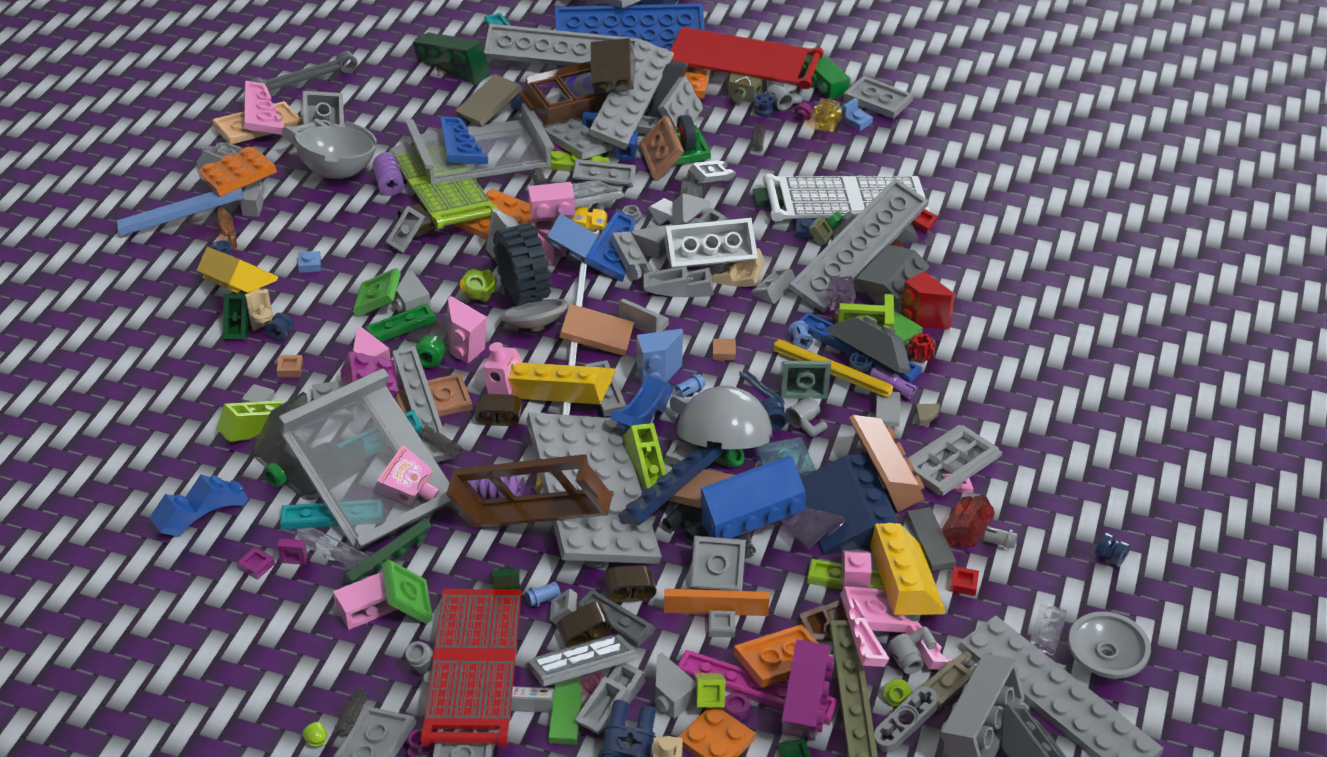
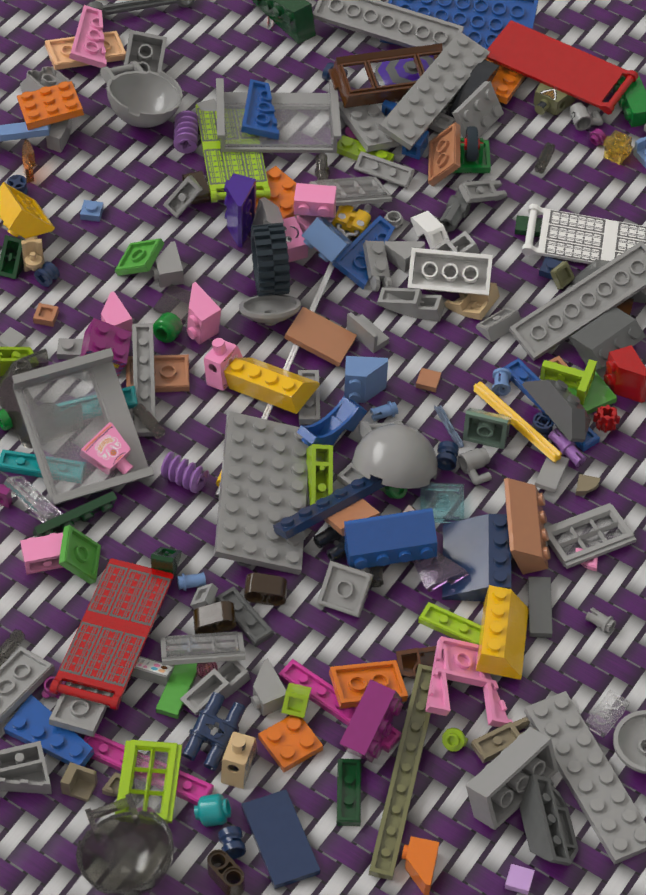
camera: 15 degrees right, 10 degrees up
(401, 323) = (152, 292): green tile -> none
(420, 658) = (73, 614): light grey piece -> none
(471, 224) = (240, 206): none -> dark purple slope
(478, 284) = (230, 267): lime hair -> none
(488, 100) = (301, 67): dark tan tile -> none
(498, 410) = (209, 398): dark brown beam -> none
(570, 504) = (239, 507): reddish brown piece -> none
(612, 65) = (419, 63): dark brown slope -> none
(687, 207) = (441, 229): light grey slope -> none
(701, 601) = (332, 623): orange tile -> none
(721, 623) = (331, 642): light grey tile -> none
(737, 706) = (316, 718): magenta tile -> none
(764, 105) = (562, 122): dark blue wheel -> none
(835, 219) = (579, 266): green tile -> none
(840, 291) = (551, 347): clear purple brick -> none
(856, 568) = (459, 621): bright pink slope -> none
(906, 652) = (474, 704): light grey piece -> none
(907, 707) = (447, 774): light grey beam -> none
(964, 581) = (553, 652): red tile -> none
(968, 521) = (576, 599): clear red brick -> none

